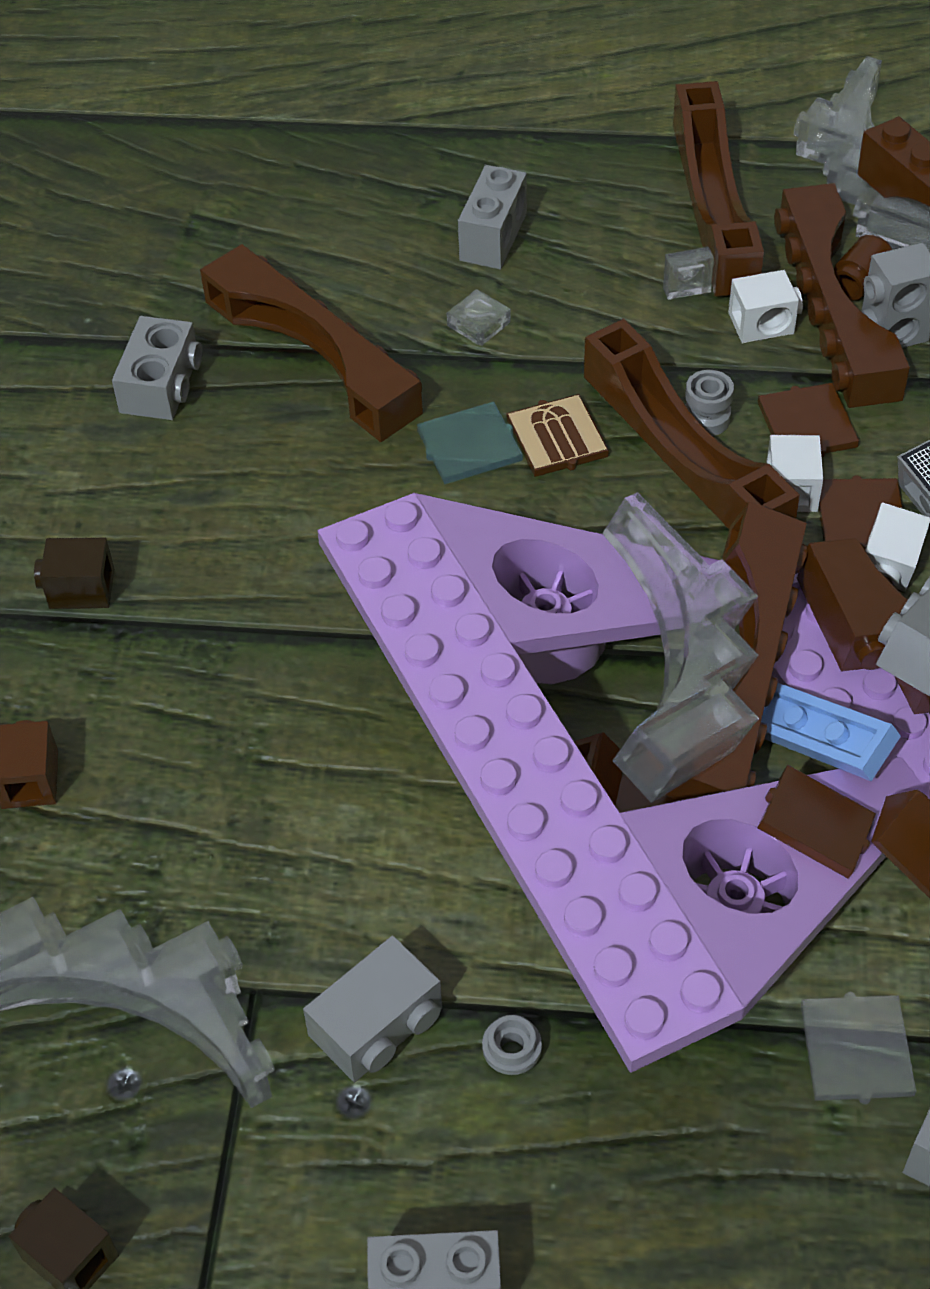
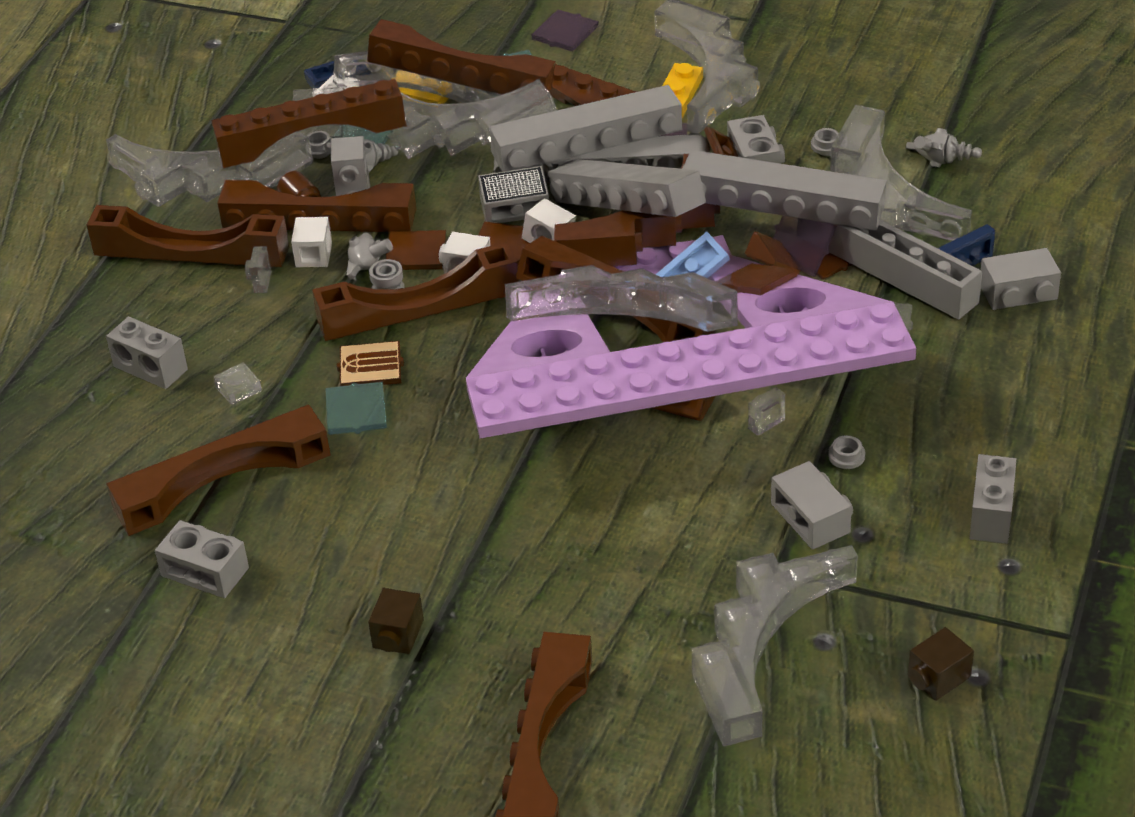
camera: 75 degrees left, 10 degrees down
(761, 363) = (365, 252): none -> light grey piece

